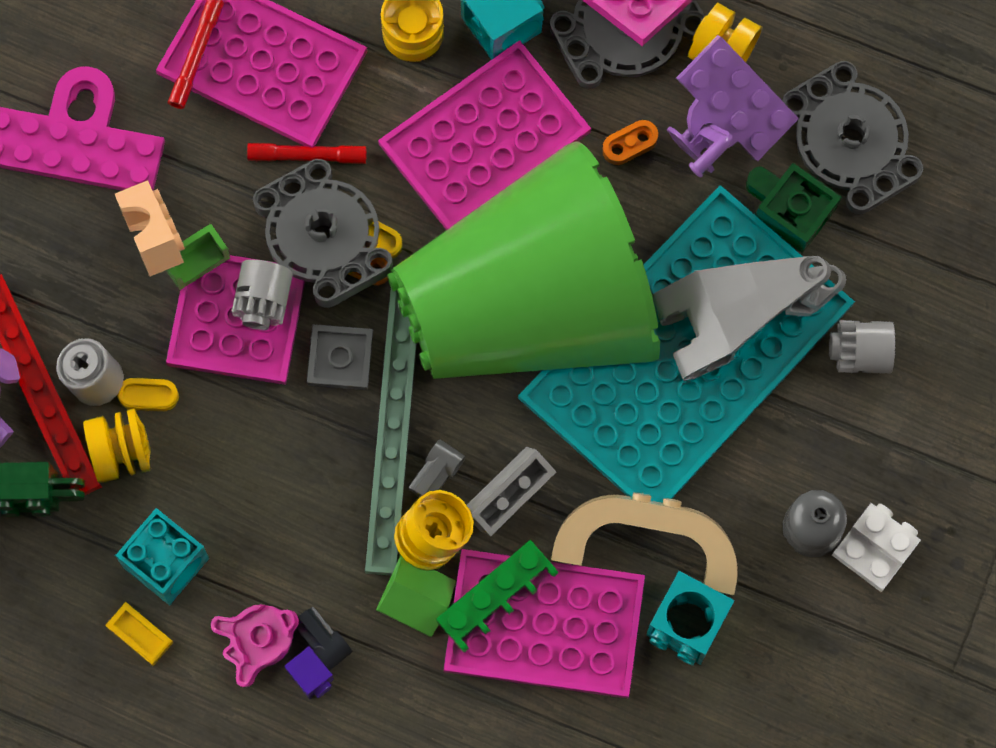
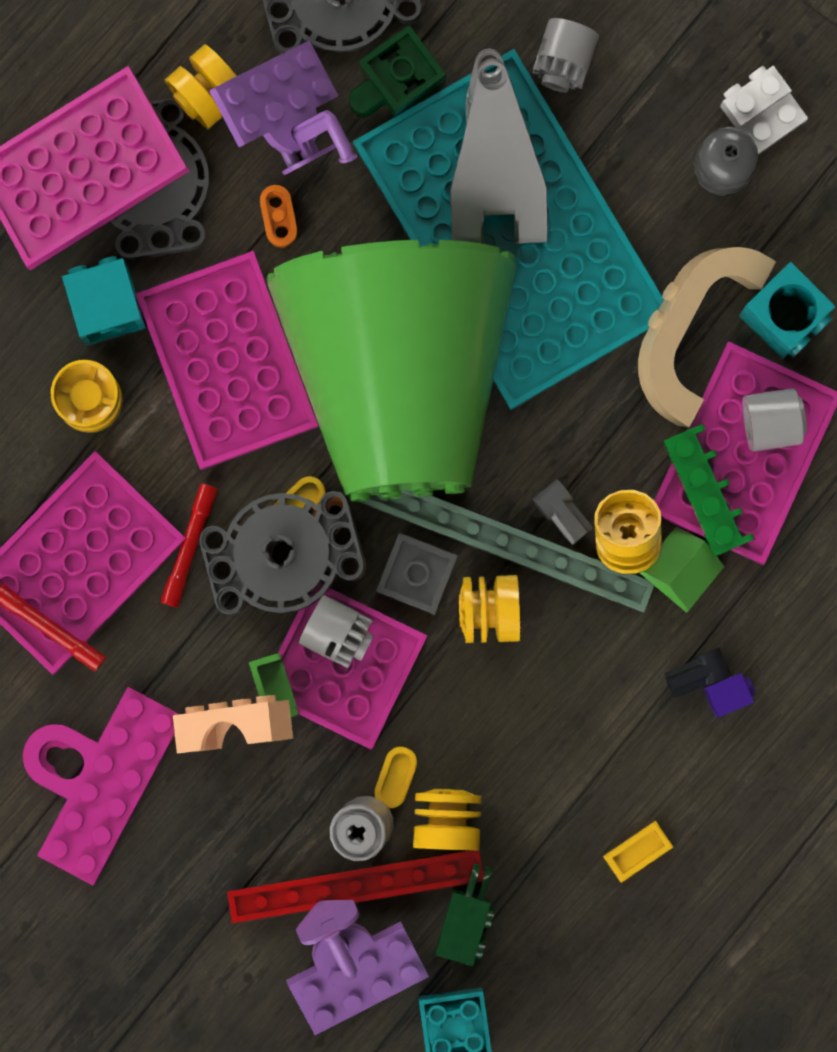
camera: 75 degrees left, 10 degrees up
(162, 556) = (575, 806): teal brick -> none
(257, 639) = (679, 736): dark pink tile -> none
(324, 428) = (490, 609): none -> yellow wheel
(509, 490) = (607, 446): light grey brick -> none
(580, 632) = (774, 419): none -> light grey piece

